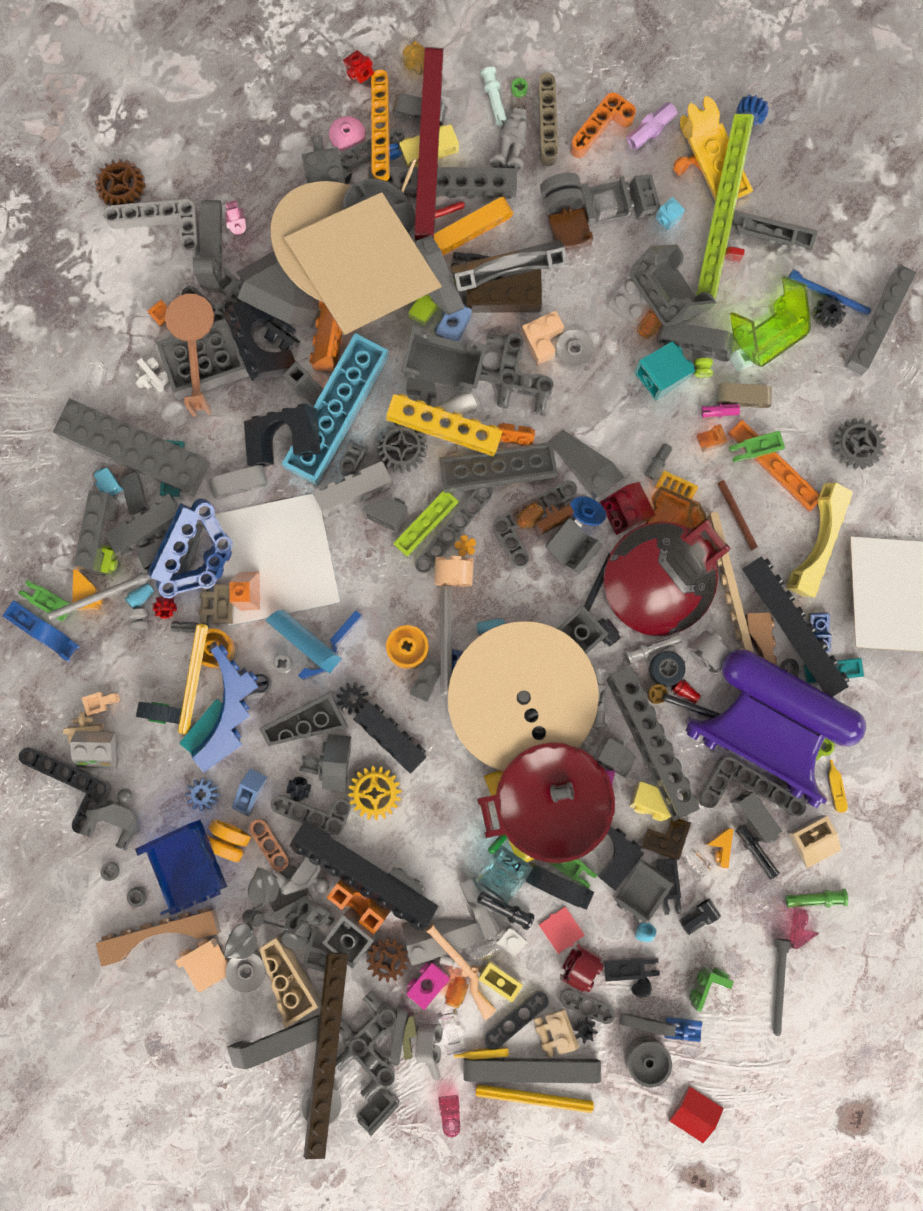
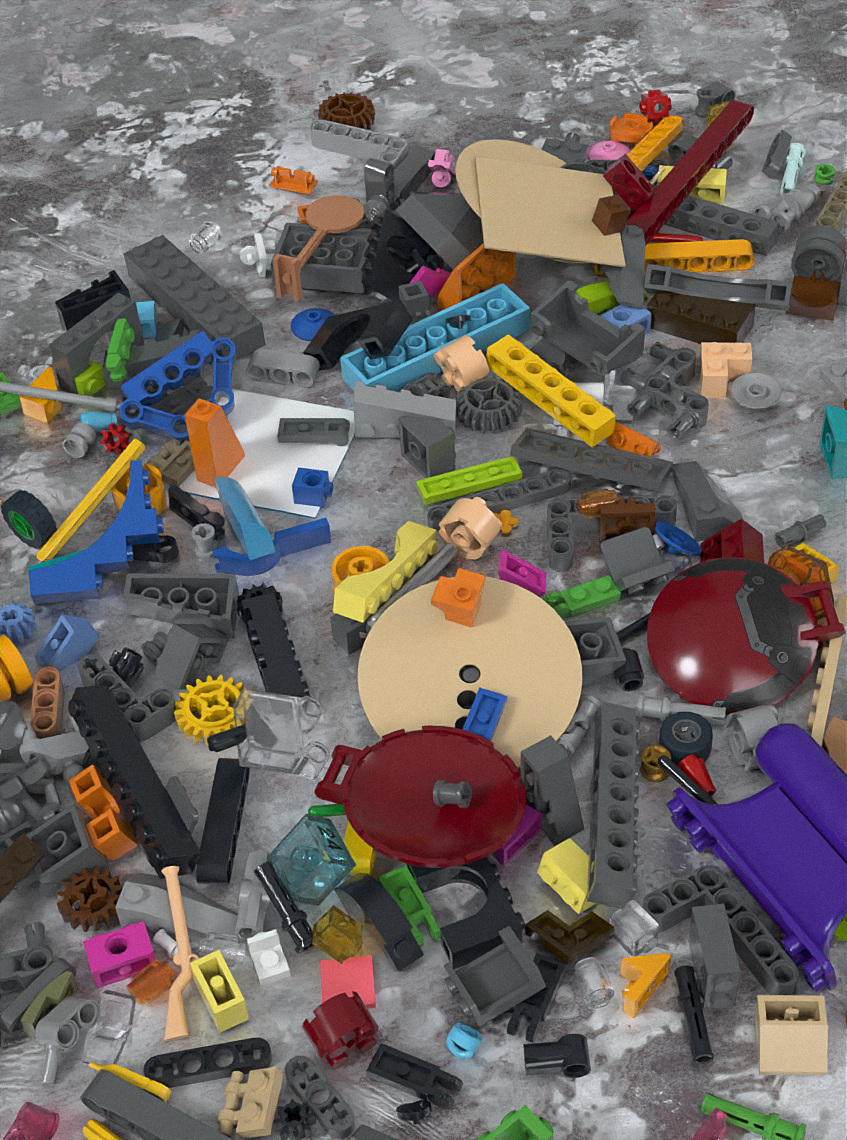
camera: 35 degrees right, 35 degrees down
(63, 489) = (80, 304): none -> black wedge
(121, 537) = (119, 350): none -> bright green hinge
(124, 281) = (300, 182): none -> orange hinge
(217, 295) = (378, 202): none -> clear brick
(233, 431) = (308, 322): none -> blue dish
(265, 643) = (194, 512): none -> black hinge
(295, 531) = (314, 430): none -> dark grey plate
(300, 349) = (432, 280): none -> dark pink slope
(319, 580) = (311, 487): none -> blue brick
(347, 390) = (458, 319): none -> black piece
(351, 109) = (629, 128): none -> orange plate
(368, 426) = (461, 363): none -> light nougat brick
(397, 35) = (712, 95): none -> dark grey piece
(399, 192) = (629, 182): none -> dark red brick
(411, 246) = (611, 215): none -> reddish brown brick
(427, 676) = (363, 593): none -> light yellow arch
(428, 801) = (271, 733): none -> clear piece
(429, 866) = (222, 823): none -> black beam
(476, 82) = (776, 154): none -> dark grey beam
(496, 657) = (459, 596): none -> orange brick
(506, 592) = (521, 573): none -> dark pink slope
(544, 911) = (337, 934): none -> clear yellow brick
(549, 724) = (485, 713): none -> blue plate
(550, 584) = (584, 597): none -> bright green hinge

